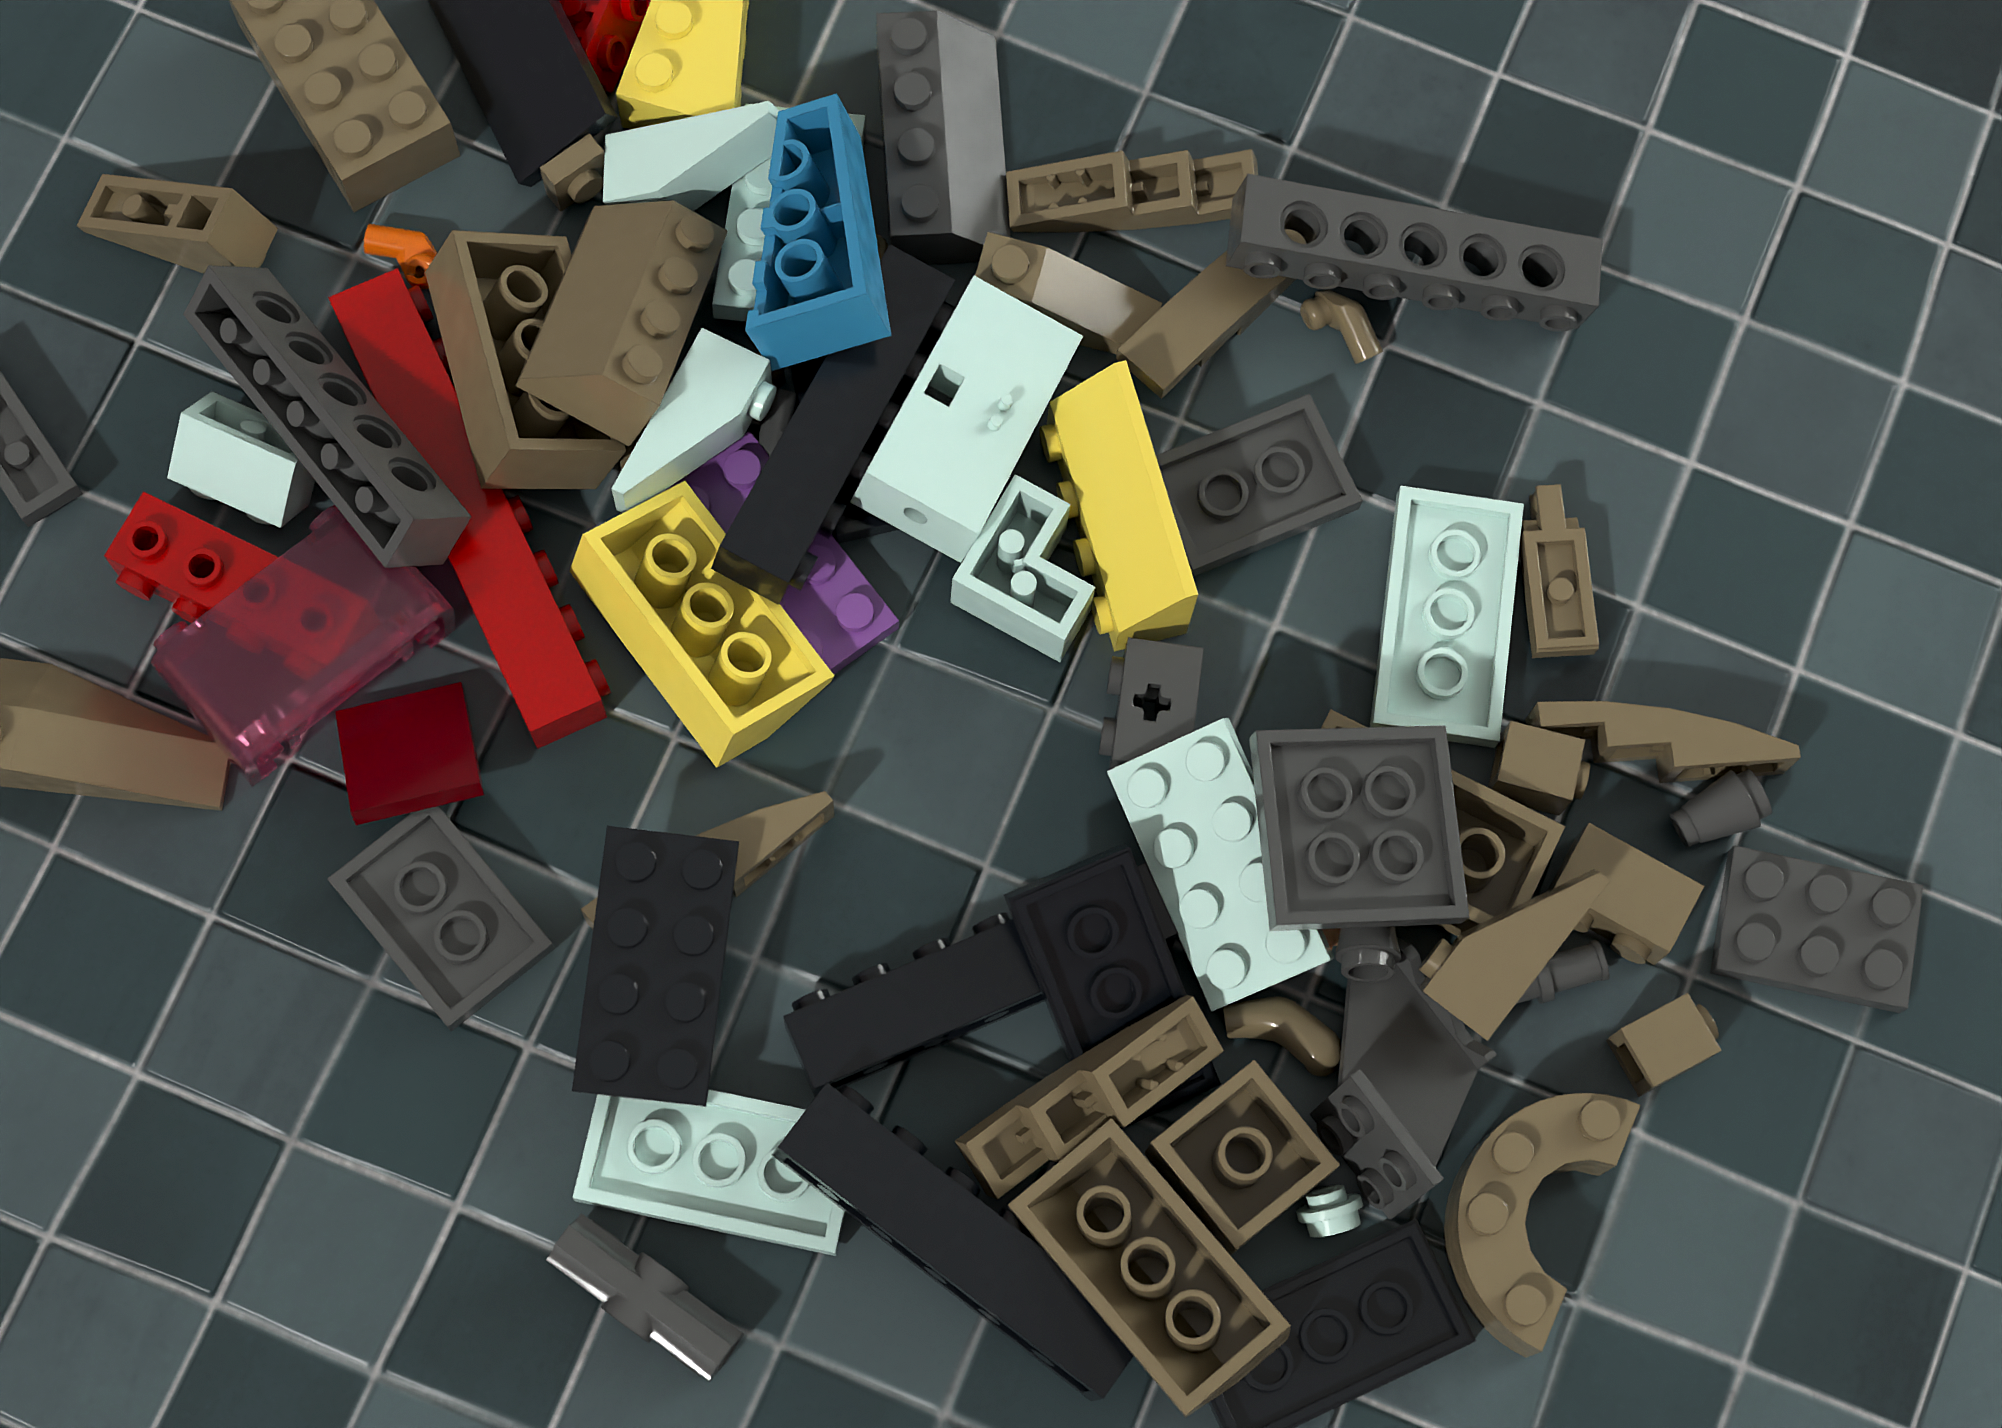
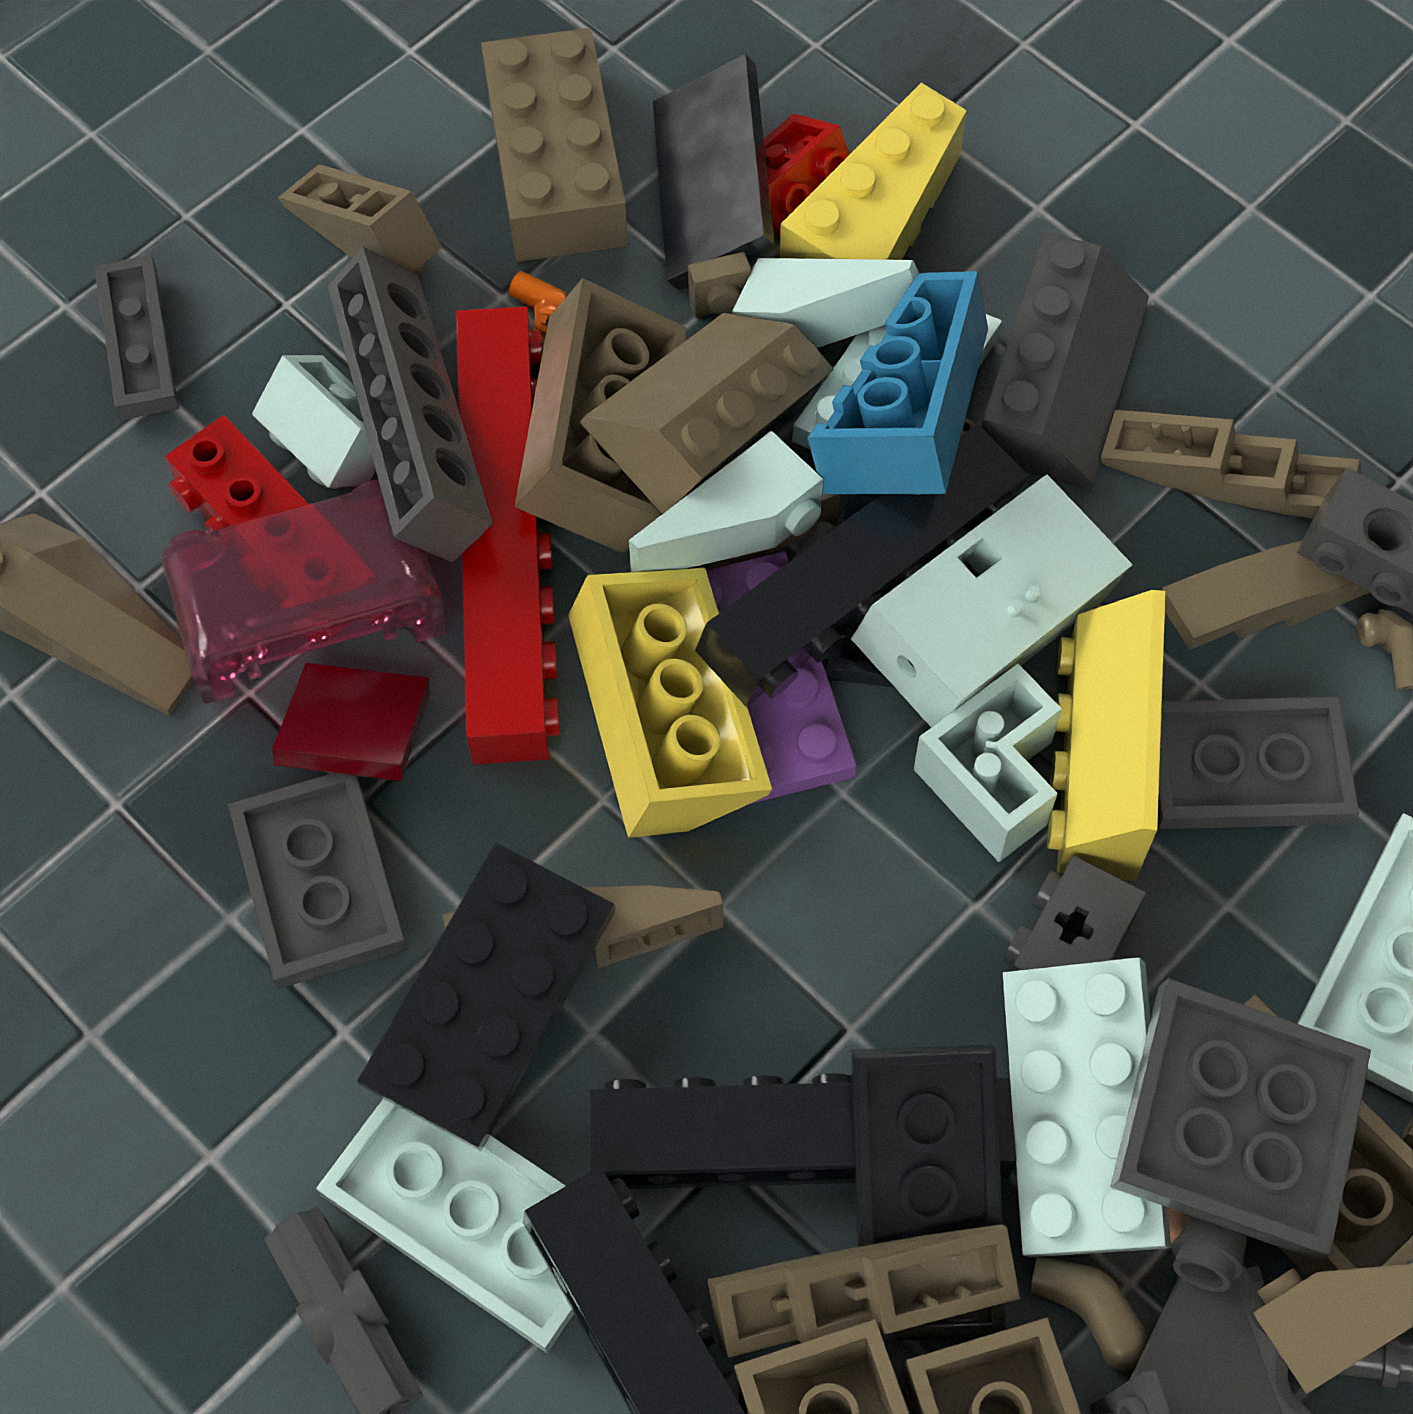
camera: 30 degrees right, 10 degrees down
(1066, 291) = (1131, 522): dark tan slope -> none

